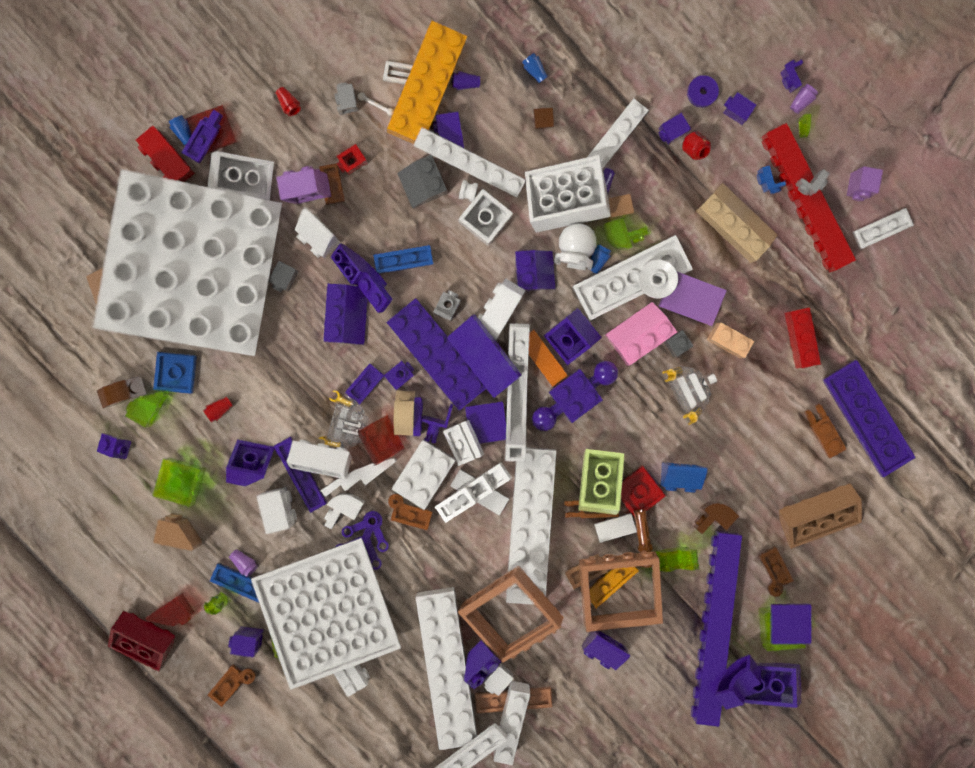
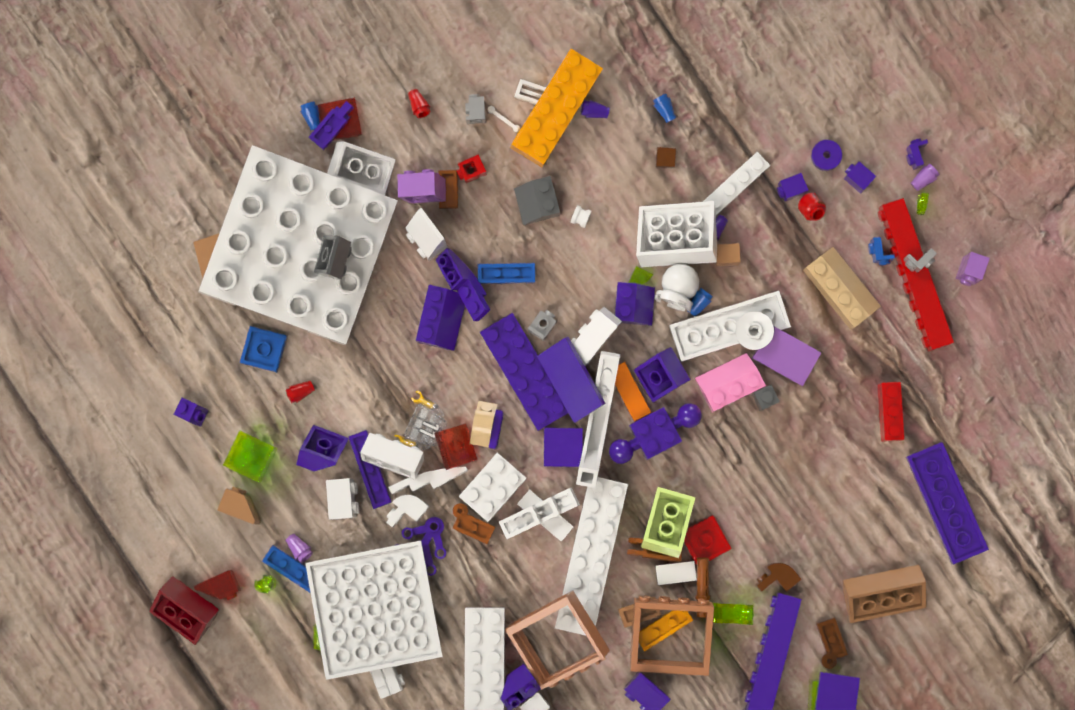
camera: 10 degrees right, 5 degrees down
(121, 391) = (208, 359): reddish brown brick -> none
(146, 408) = (229, 379): clear neon green slope -> none
(163, 155) = (290, 137): red brick -> none
(224, 271) = (333, 257): none -> dark grey slope
(229, 684) = (264, 668): dark orange hinge -> none
(246, 641) = (289, 626): dark purple brick -> none
(283, 277) = (385, 272): dark grey brick -> none
(364, 383) = (448, 389): dark purple plate -> none
(400, 374) = (485, 385): dark purple brick -> none
(435, 424) = (512, 440): dark purple bracket -> none
(449, 127) = (570, 159): dark purple brick -> none
(463, 442) = (537, 462): white plate -> none
(469, 162) = (586, 189): white plate -> none
(485, 217) = (593, 244): white brick -> none
(536, 242) = (640, 276): none -> clear neon green tile
(619, 236) = (723, 285): clear neon green brick -> none
(682, 476) = (750, 530): blue slope -> none
(690, 390) = (771, 445): torso -> none
(730, 340) = (818, 403): light nougat brick -> none
(825, 432) = (901, 510): dark orange hinge -> none
(883, 228) = (987, 316): white tile -> none

